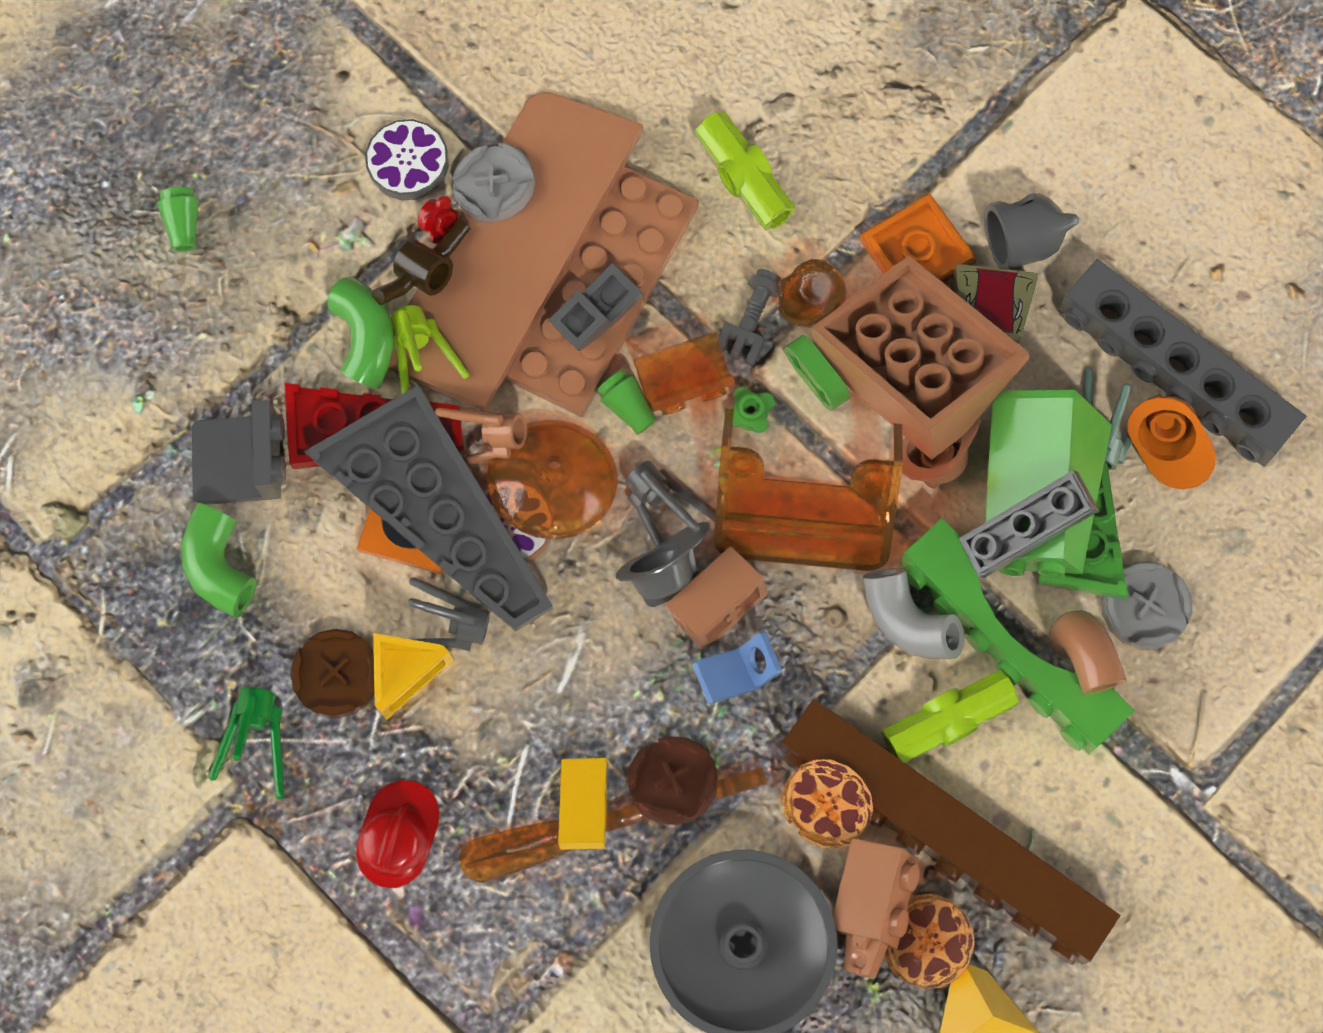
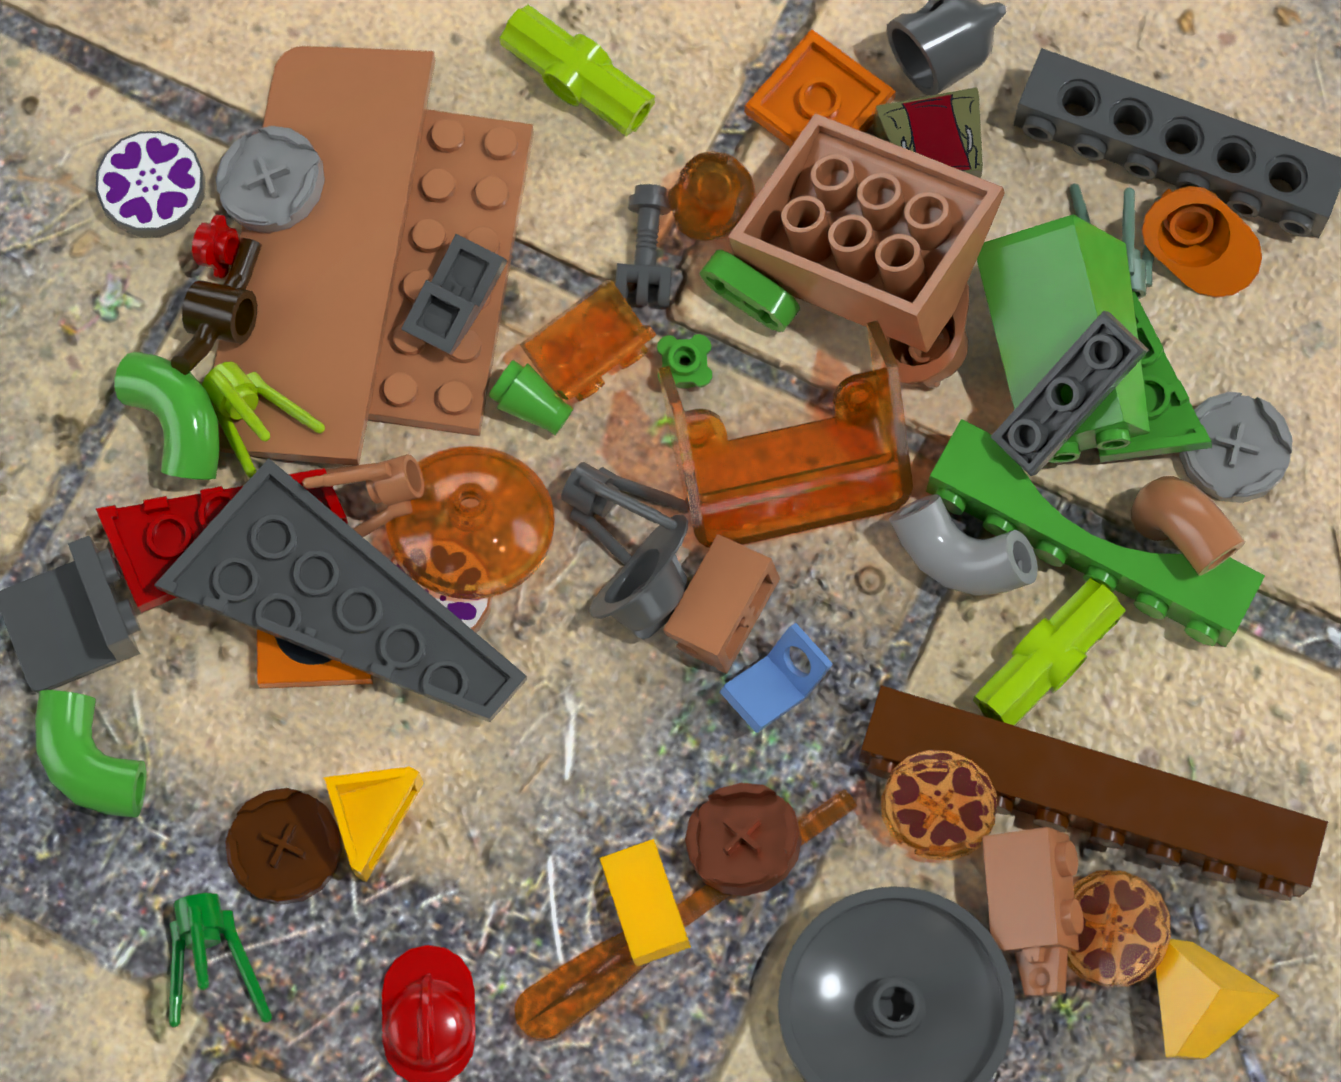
camera: 20 degrees left, 0 degrees up
(467, 618) = (425, 725): dark grey plant -> none

